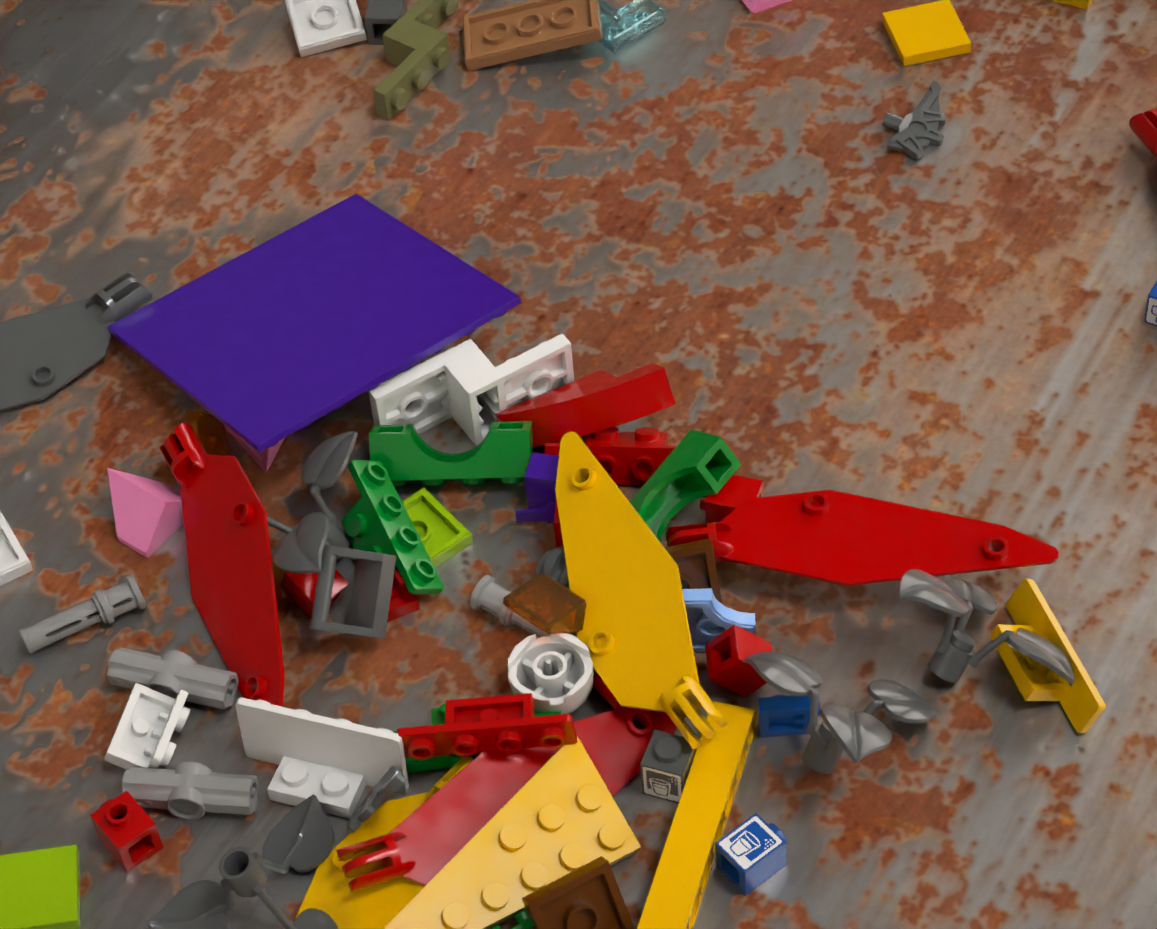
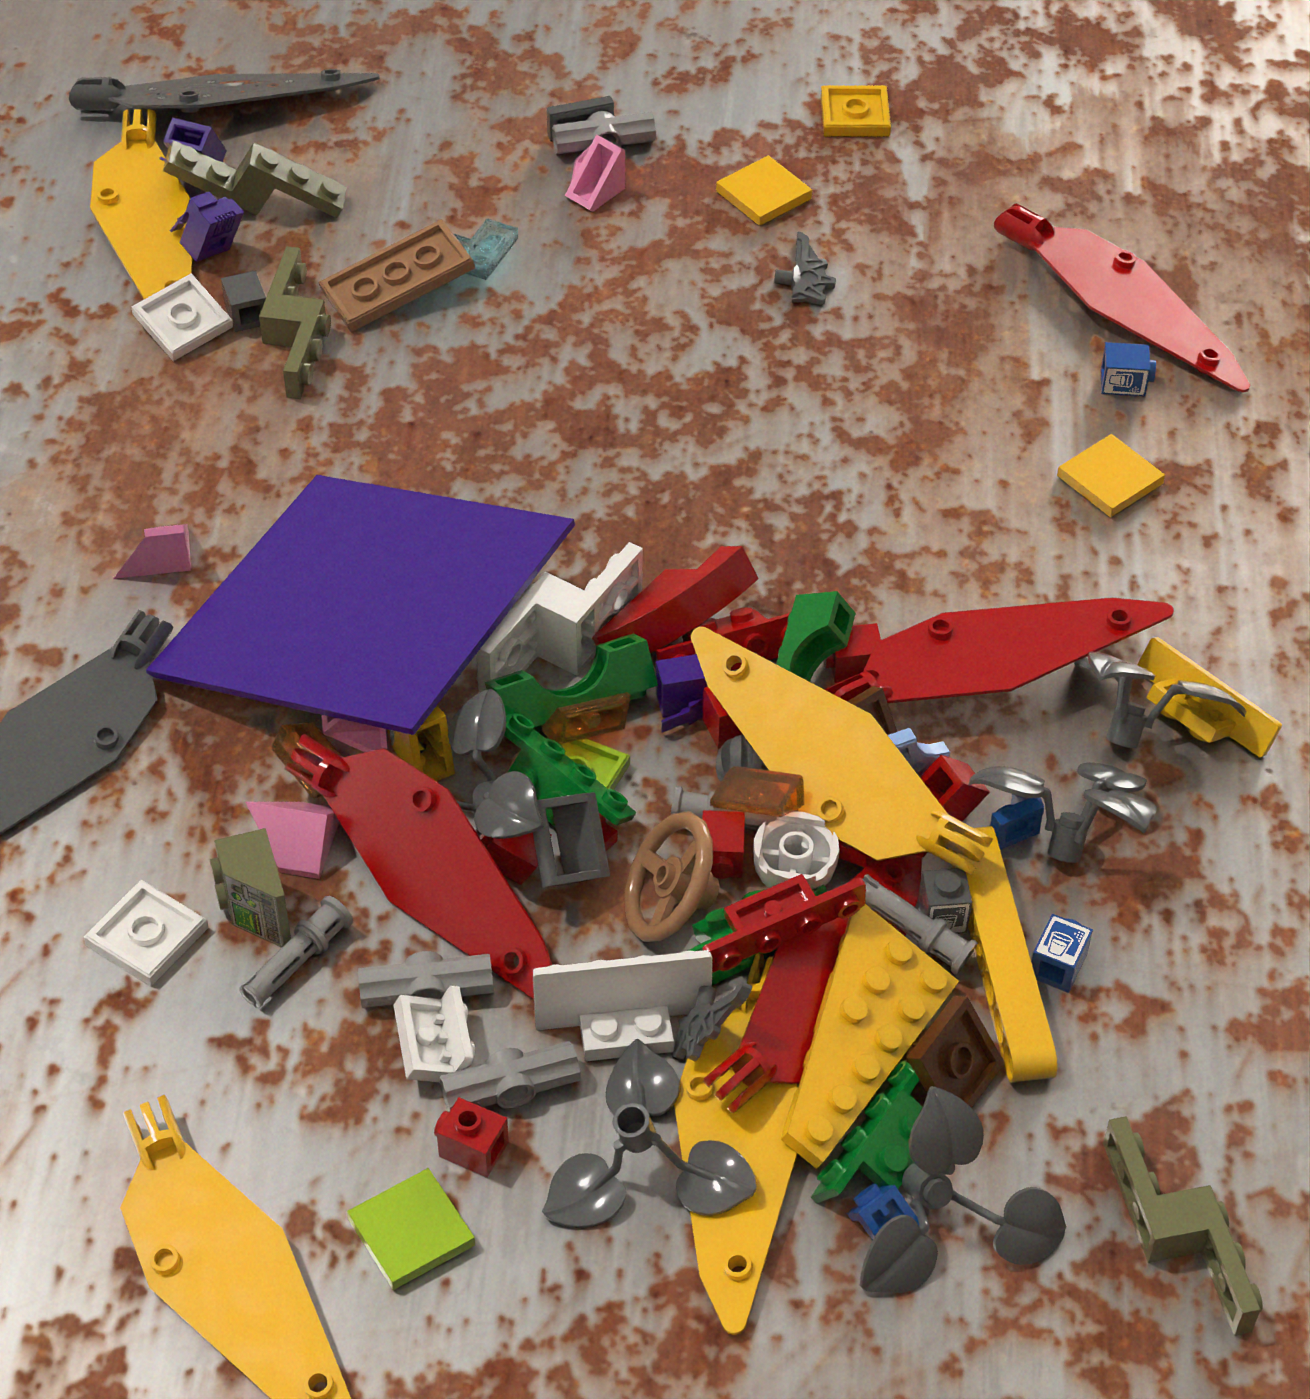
camera: 30 degrees left, 0 degrees up
(73, 541) = (251, 886): none -> olive slope
(184, 224) = (160, 552): none -> bright pink slope
(287, 485) = (437, 757): none -> yellow torso
(433, 660) = (676, 880): none -> medium nougat piece
(448, 488) = (588, 719): none -> clear orange slope
(496, 640) = (728, 842): none -> red brick
(637, 793) = (931, 934): none -> light grey pin
(1098, 405) = (1110, 475): none -> yellow tile

